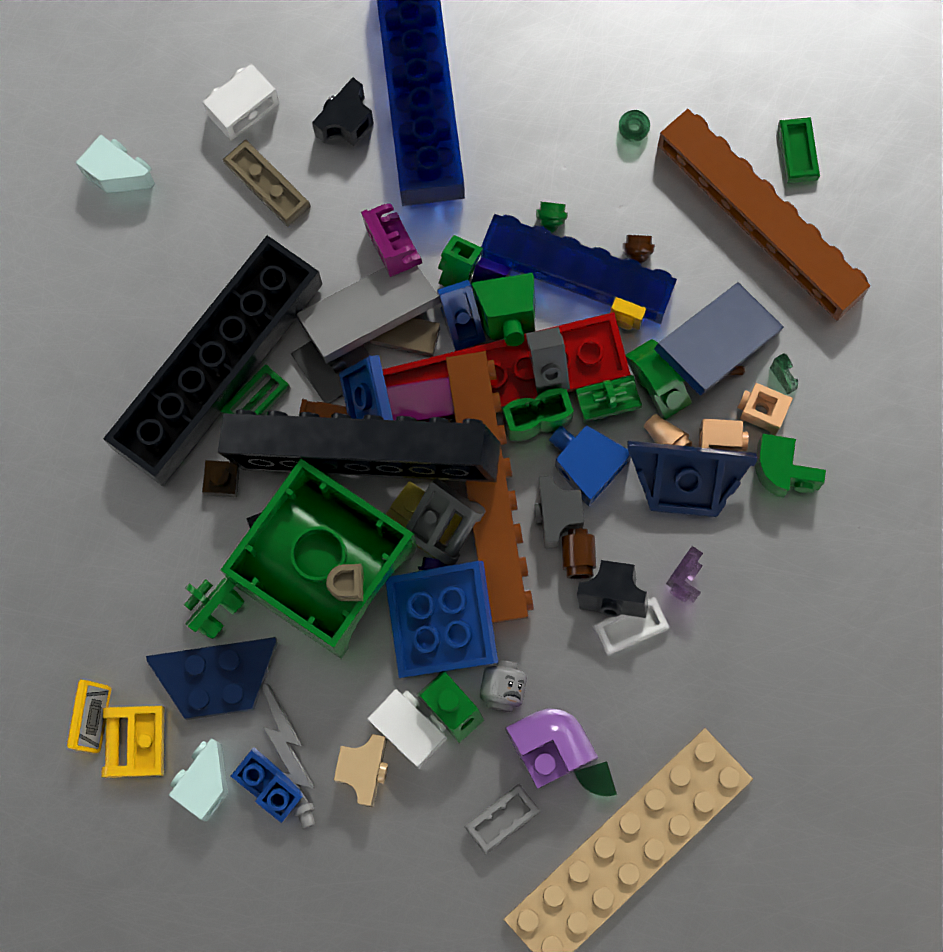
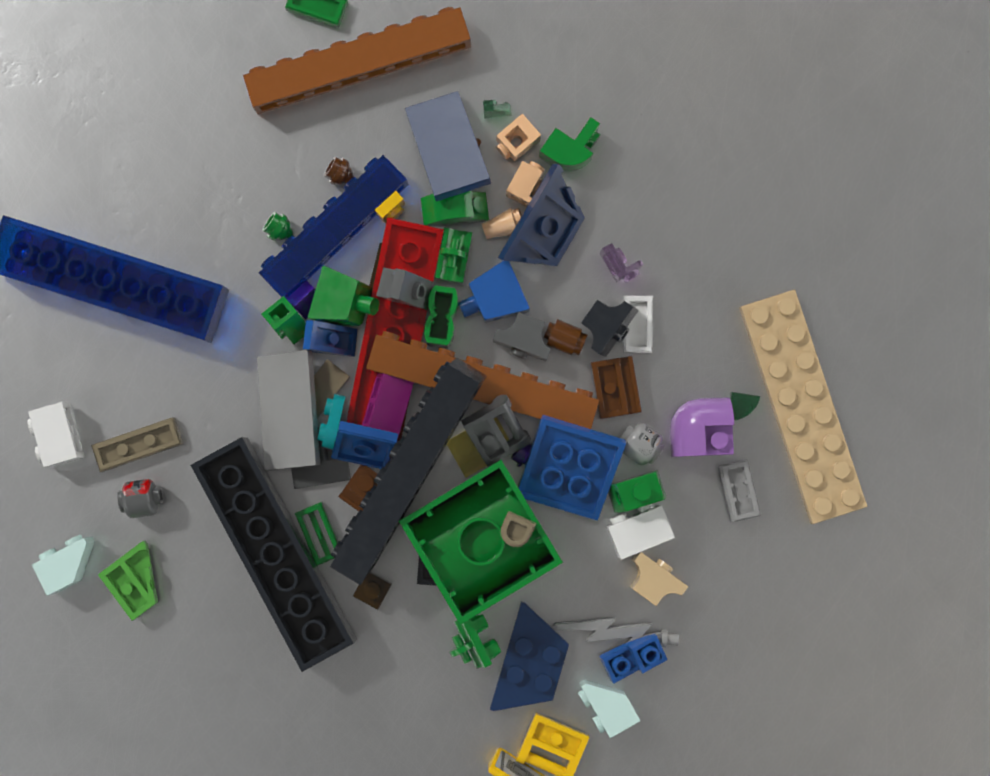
camera: 70 degrees left, 10 degrees up
(126, 239) = (132, 581): none -> bright green wing
(212, 207) = (139, 498): none -> dark grey head
(344, 115) = (110, 354): black brick -> none
(388, 351) = (329, 431): none -> teal plate
(390, 239) = (238, 365): magenta hinge -> none
(551, 632) = (616, 387): none -> reddish brown plate
(634, 117) = (227, 118): clear green plate -> none

